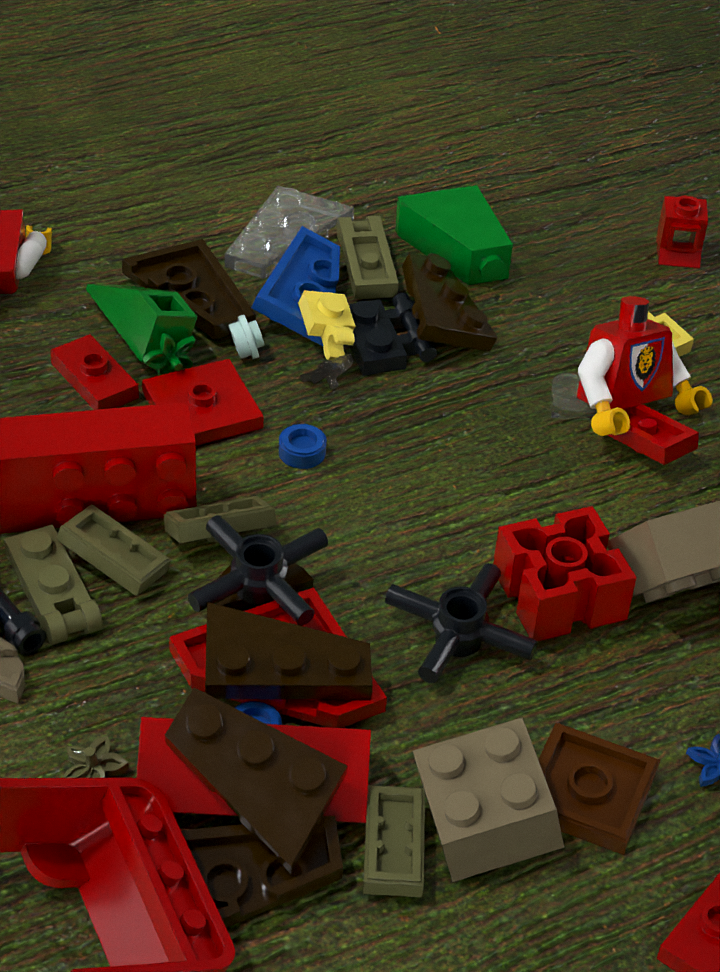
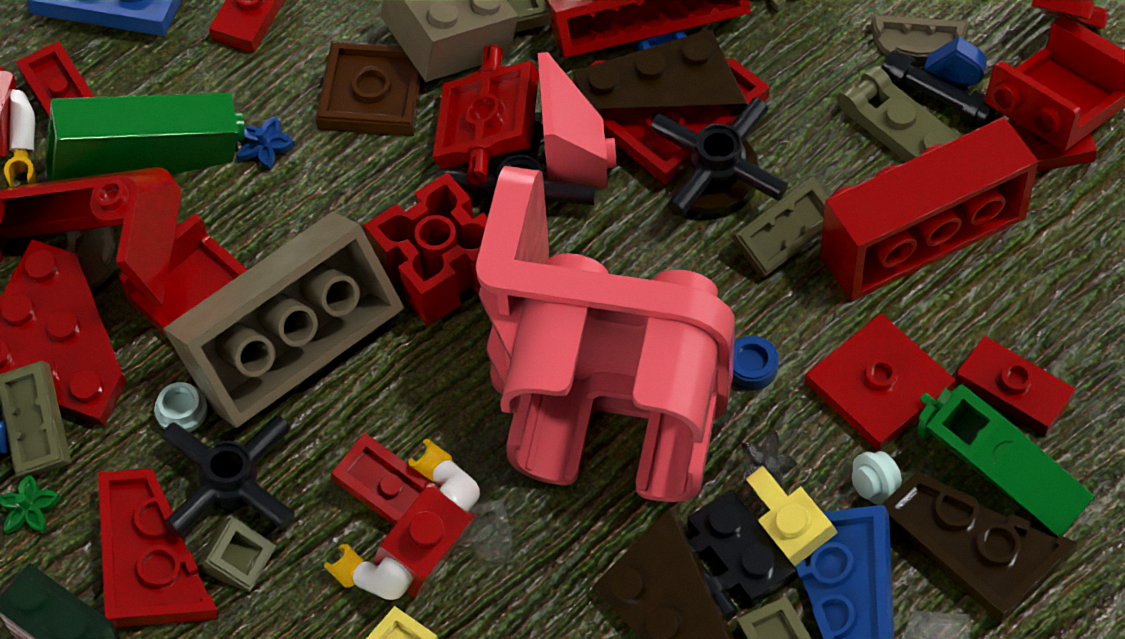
camera: 170 degrees right, 15 degrees up
(113, 549) = (854, 160): olive plate -> none
(398, 634) = (572, 130): none -> coral slope
(450, 388) = (598, 341): none -> coral piece
(475, 676) = (486, 115): none -> red plate

